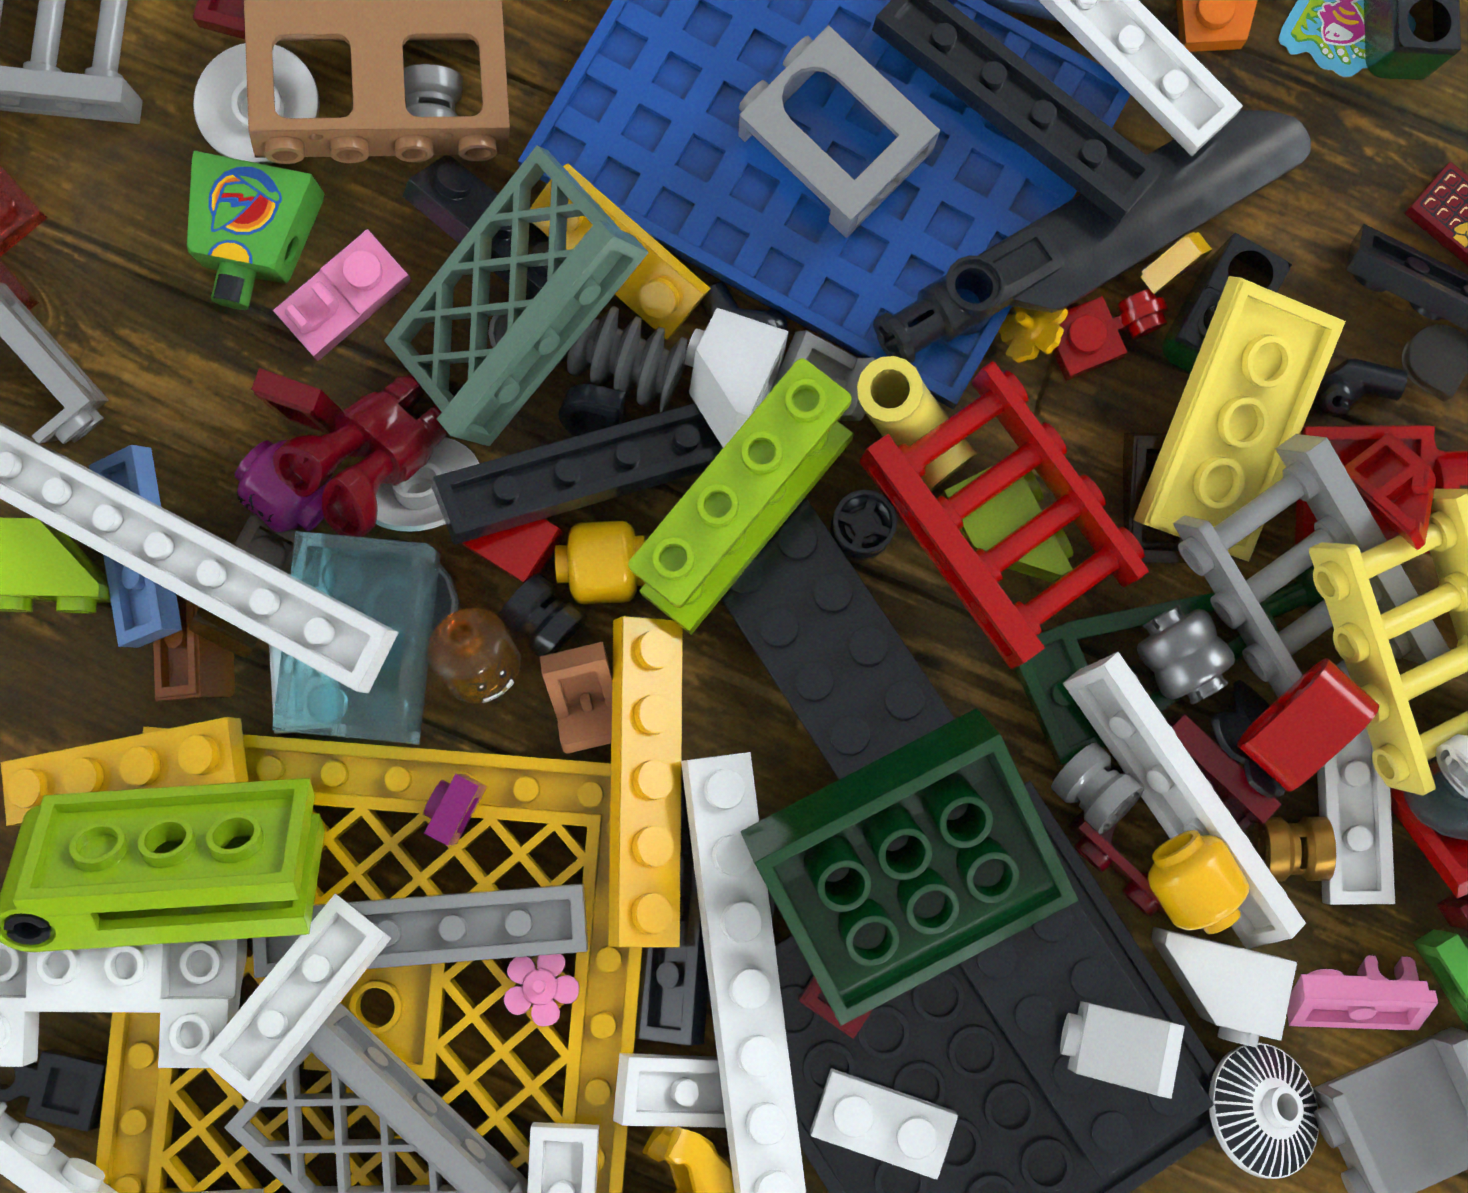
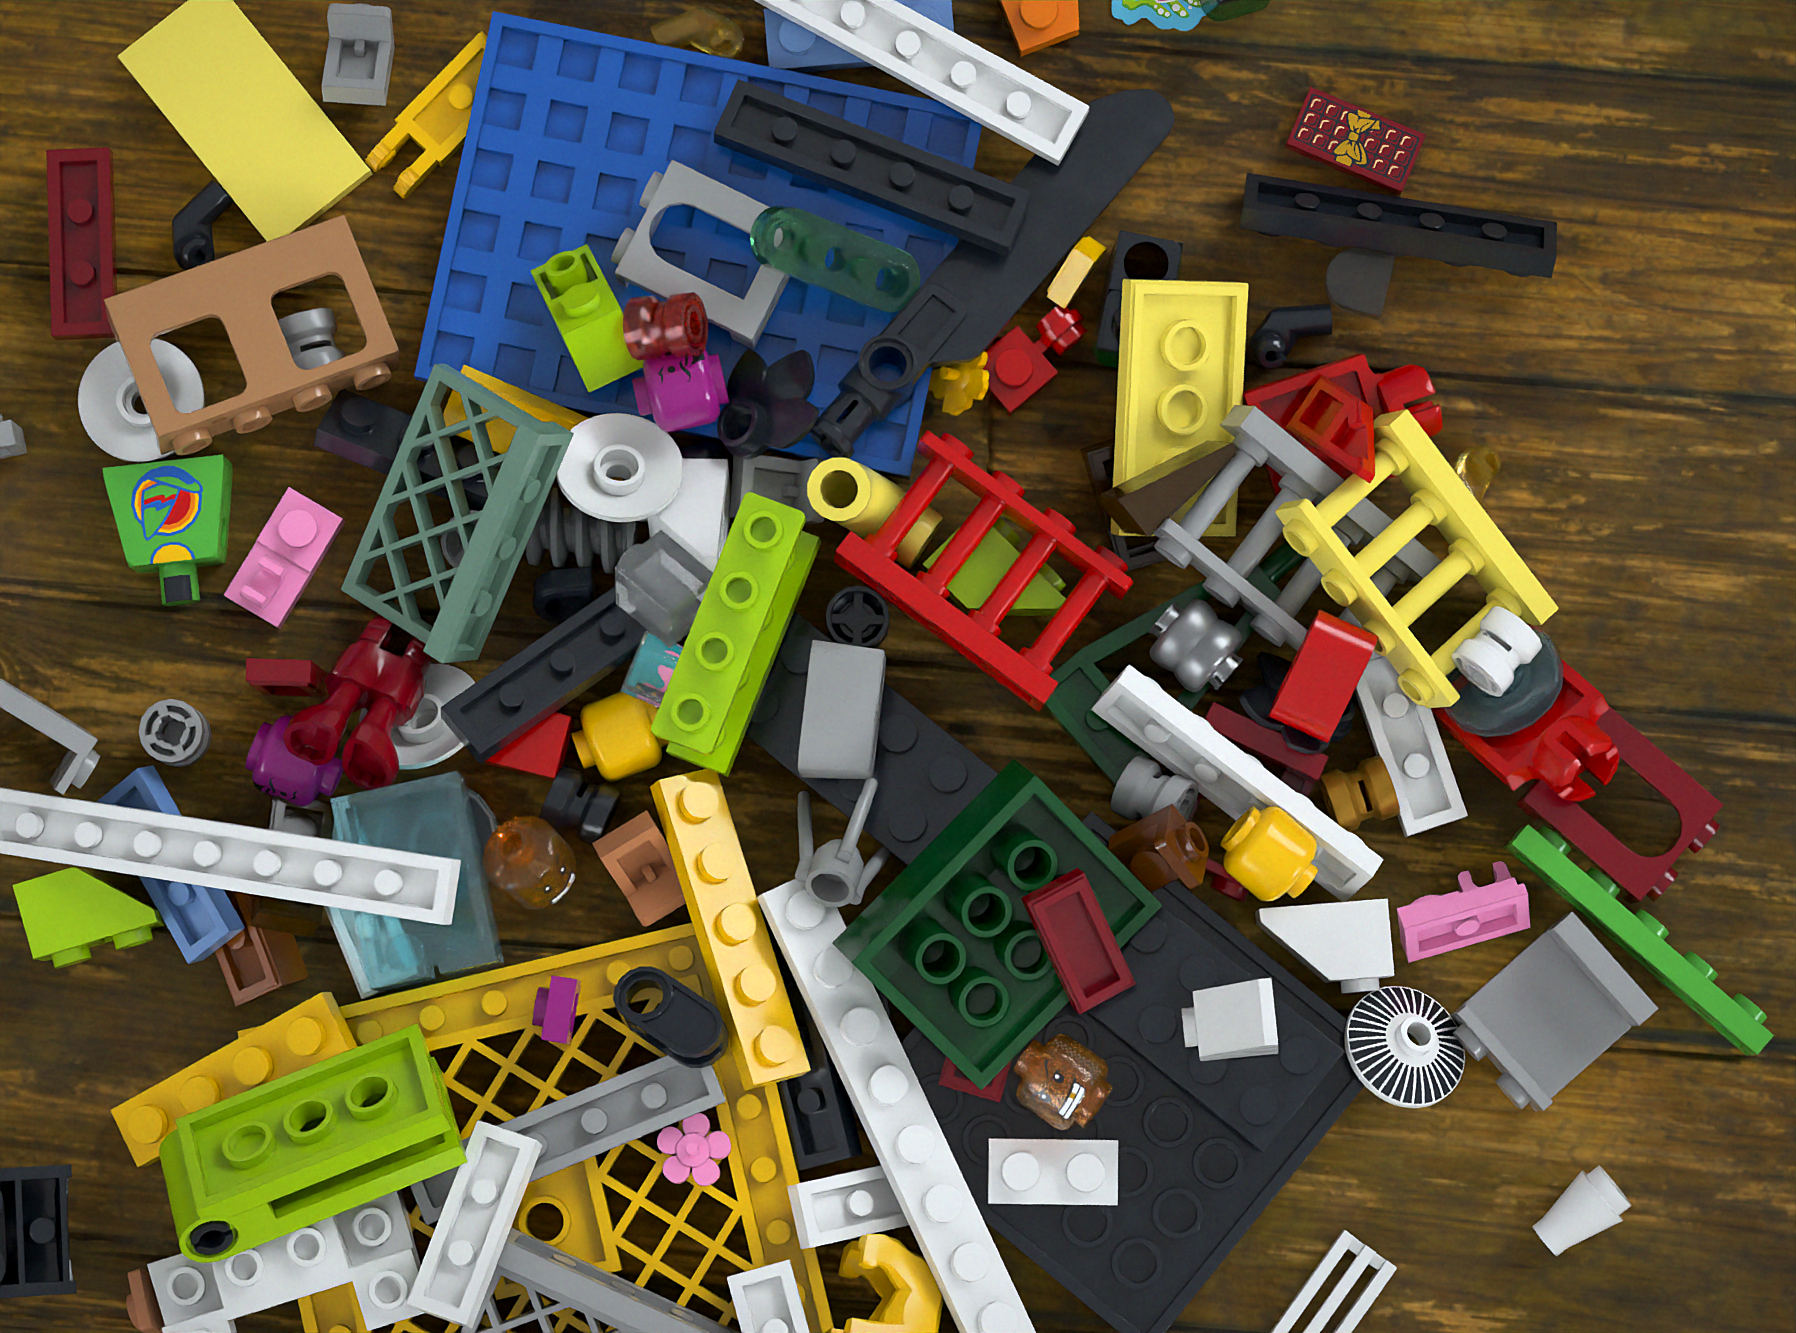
camera: 15 degrees left, 0 degrees up
(195, 428) = (182, 741): none -> light grey wheel
(569, 861) = (683, 1023): none -> black piece
(649, 505) = (651, 670): none -> clear tile
(683, 304) = (625, 449): none -> white dish
(685, 429) = (661, 587): none -> clear brick
(700, 154) = (586, 316): none -> lime slope
(766, 246) = (681, 390): none -> magenta head
(767, 761) = (836, 869): none -> light grey plant
(770, 178) = (665, 326): none -> clear red wheel
(821, 606) = (841, 711): none -> light grey piece
(845, 290) = (767, 404): none -> black plate
(922, 1041) = (1062, 1081): none -> clear orange head
(976, 172) = (854, 263): none -> clear green plate
(986, 911) = (1078, 941): none -> dark red tile
(1095, 844) = (1162, 849): none -> reddish brown bracket
(1195, 495) = (1156, 494): none -> dark brown slope

